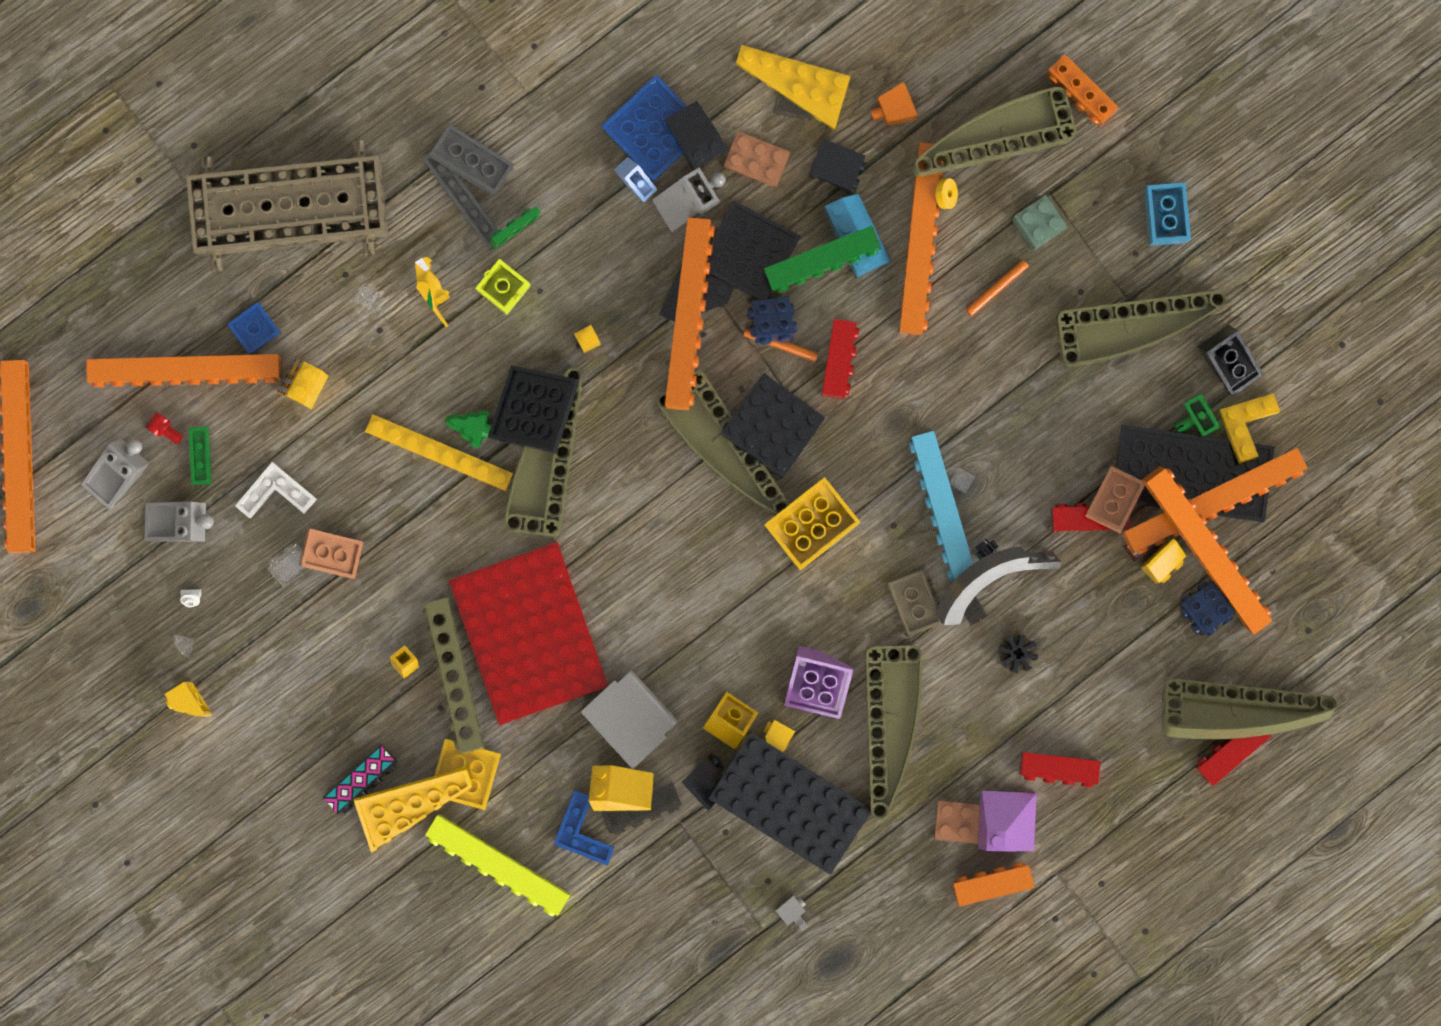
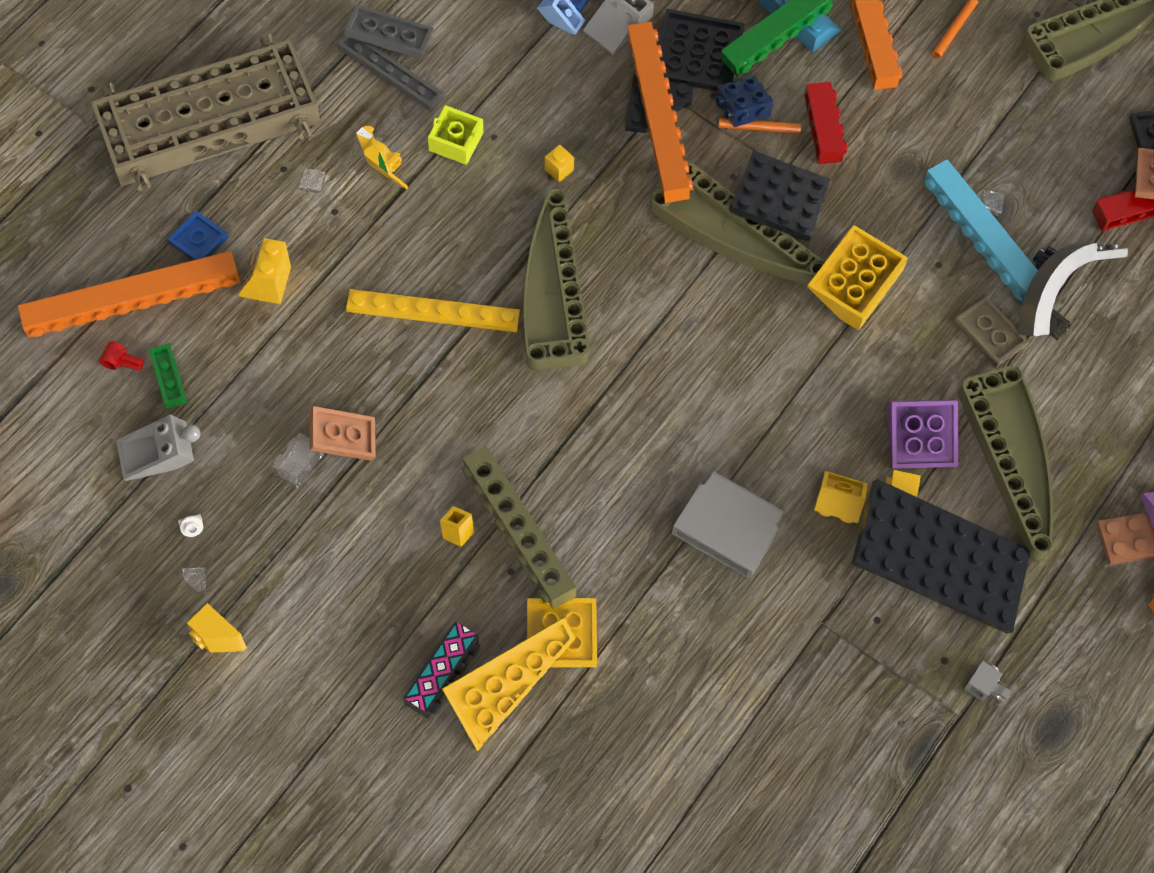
camera: 20 degrees left, 20 degrees down
(115, 471) = (69, 419): light grey slope -> none
(270, 480) = (250, 385): white plate -> none
(471, 426) = (461, 275): green rock -> none
(498, 865) = (632, 723): neon yellow brick -> none
(514, 227) = (451, 79): green plate -> none
(528, 633) = (587, 467): red plate -> none
(533, 409) = (524, 236): black plate -> none
(570, 838) = (705, 671): blue plate -> none
(620, 789) = (746, 595): yellow slope -> none
(663, 799) = (775, 615): clear smoke brick -> none
(703, 778) = (839, 555): black slope -> none
(1023, 650) = (1119, 350): black gear -> none

